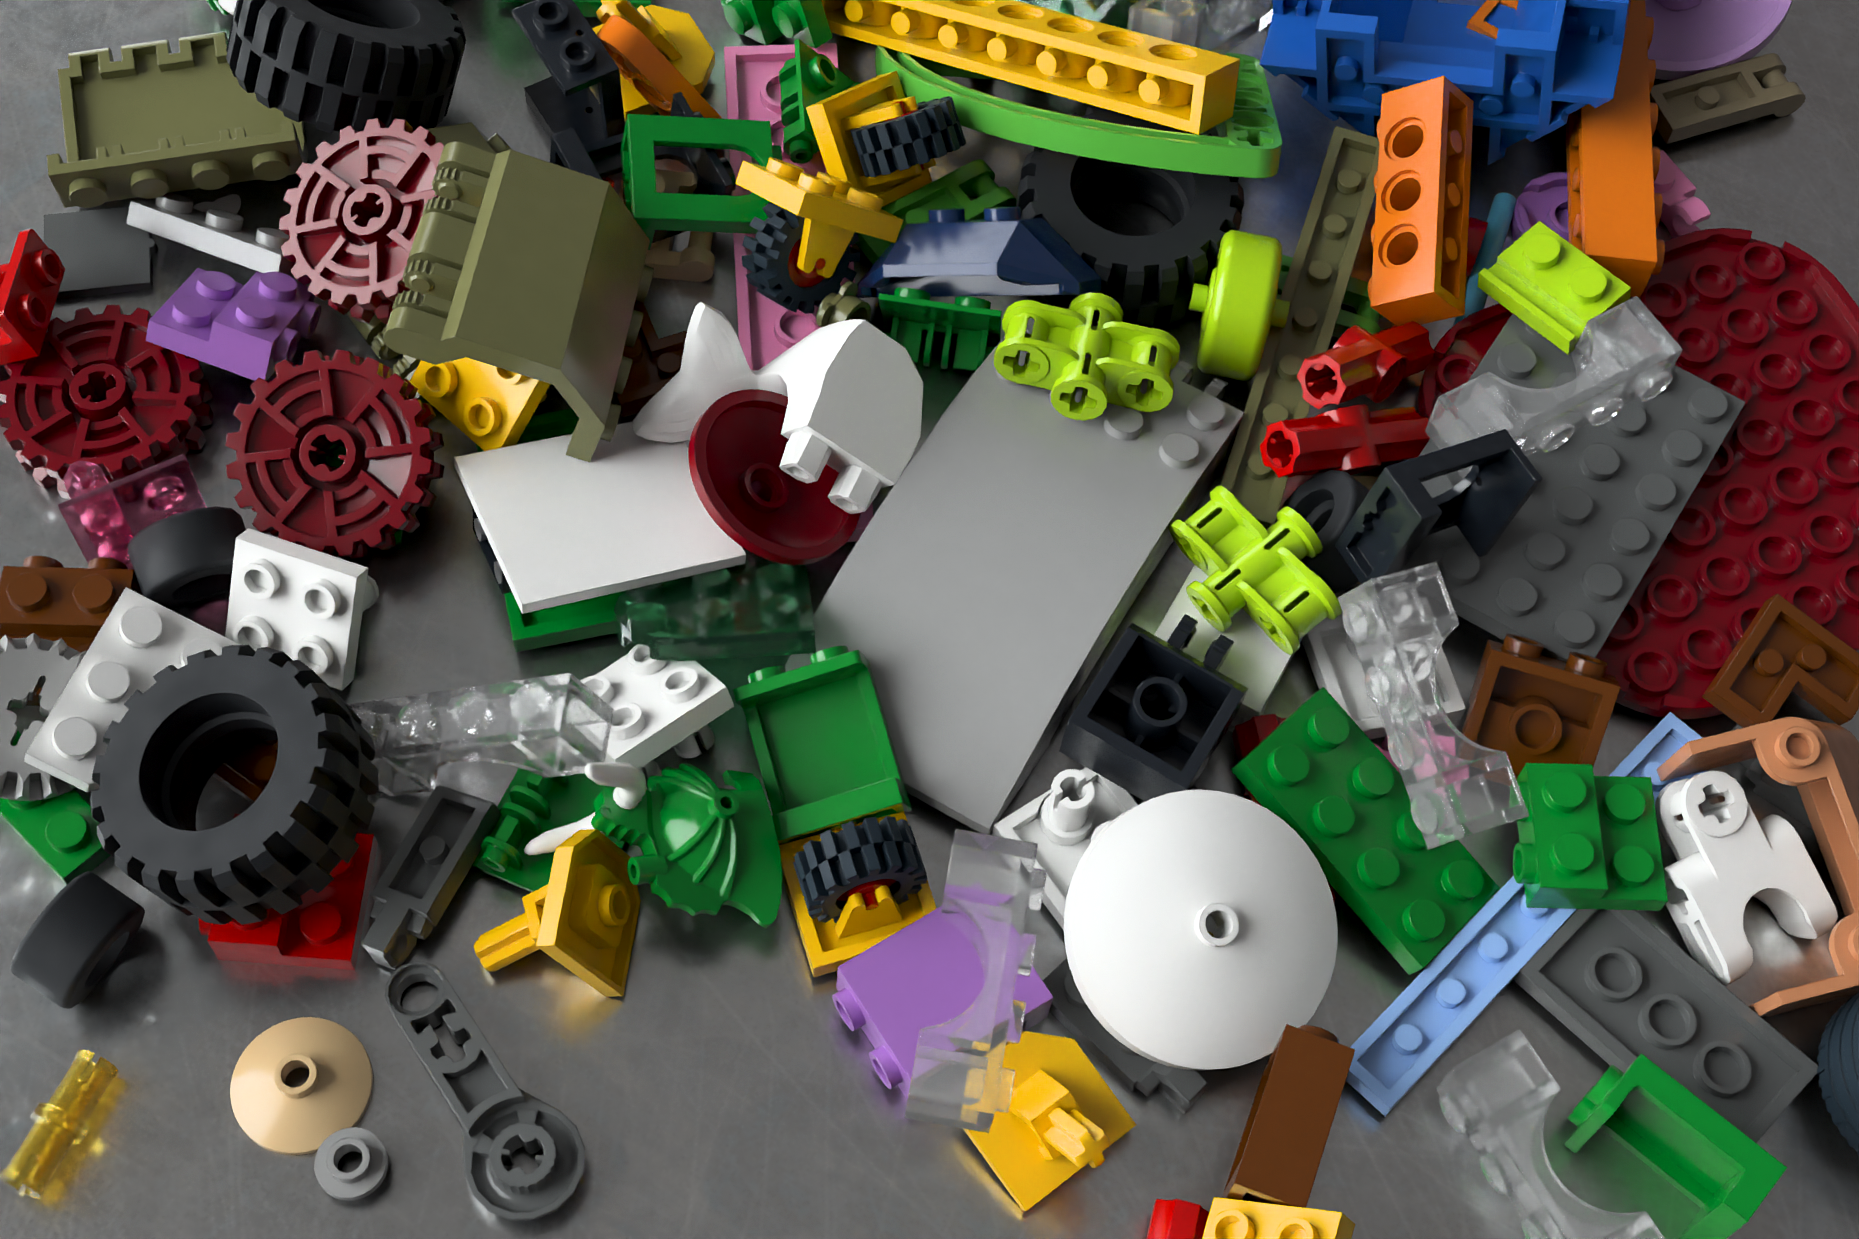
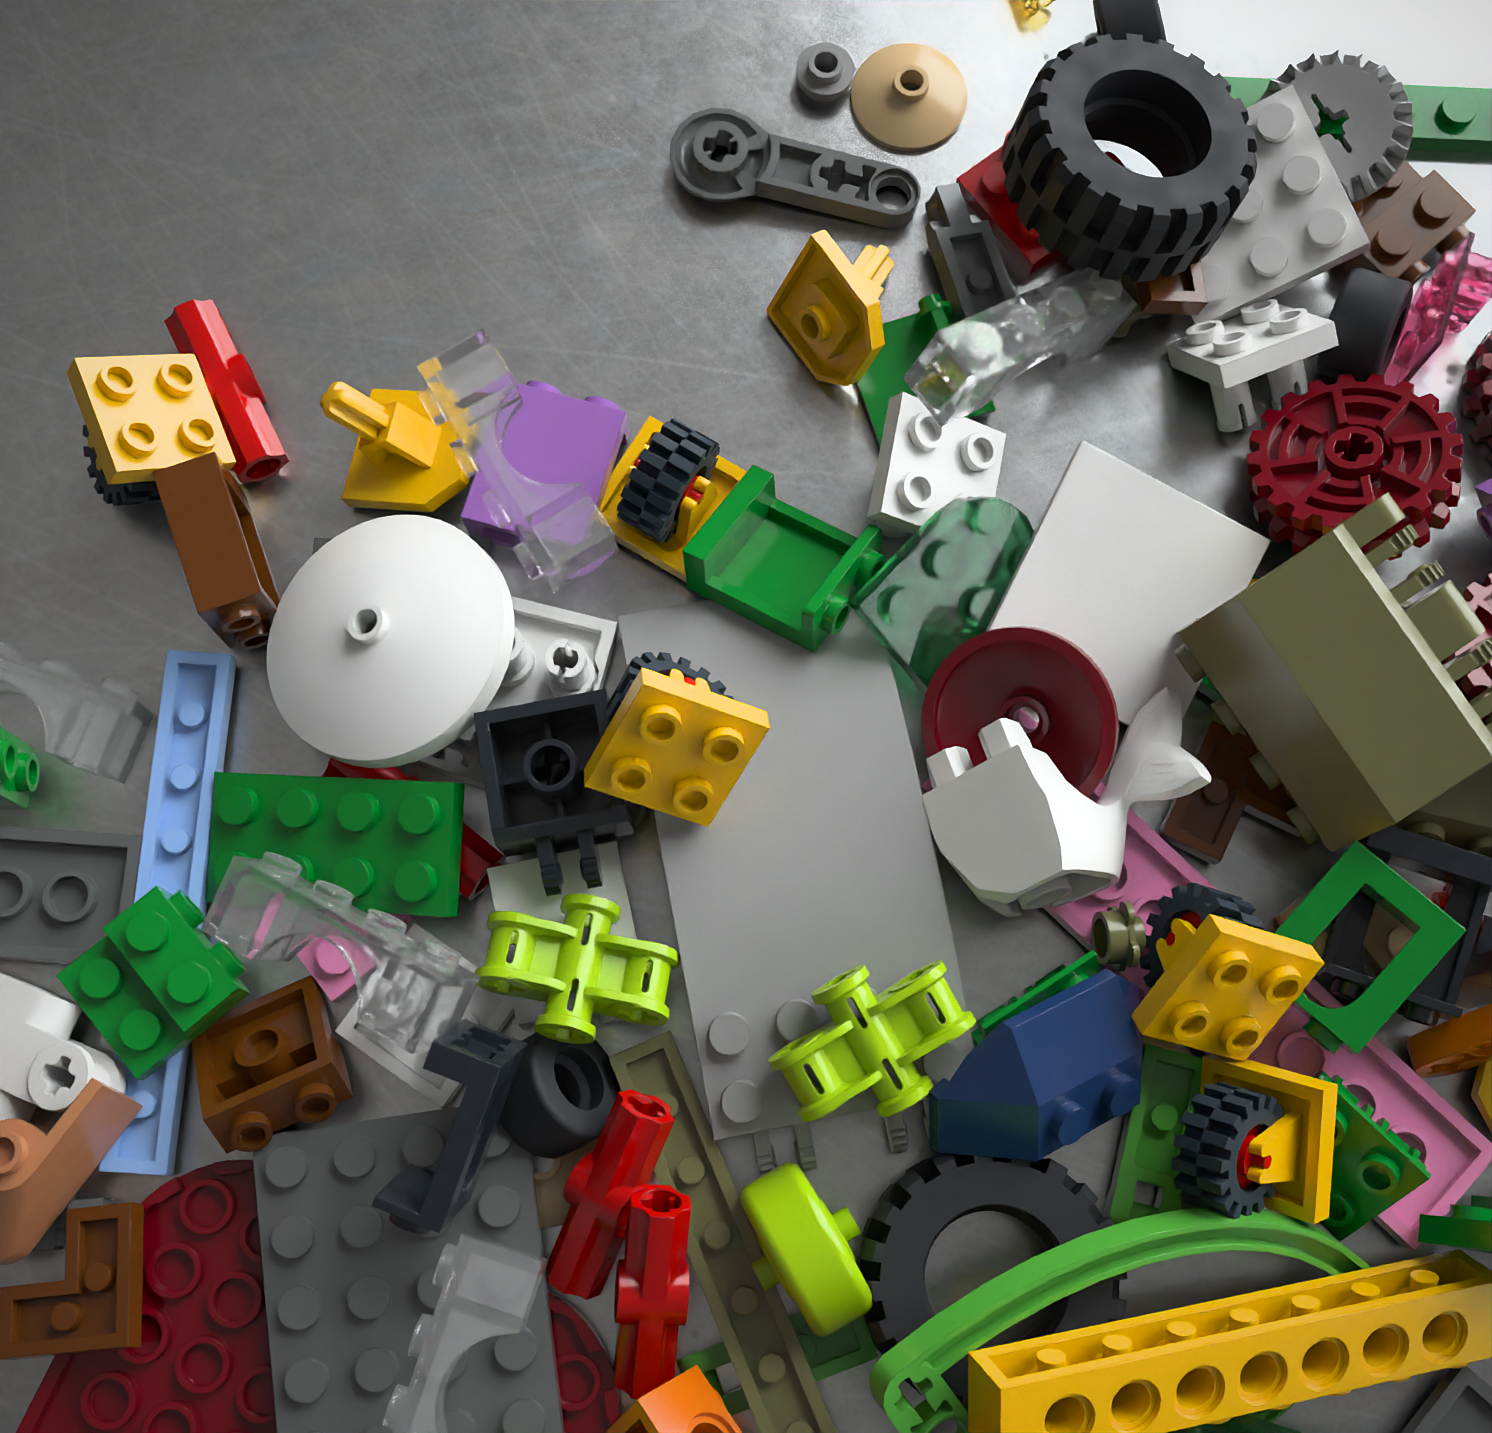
camera: 140 degrees right, 15 degrees up
(696, 839) = (800, 410): green helmet -> none
(1045, 636) = (674, 739): none -> yellow plate

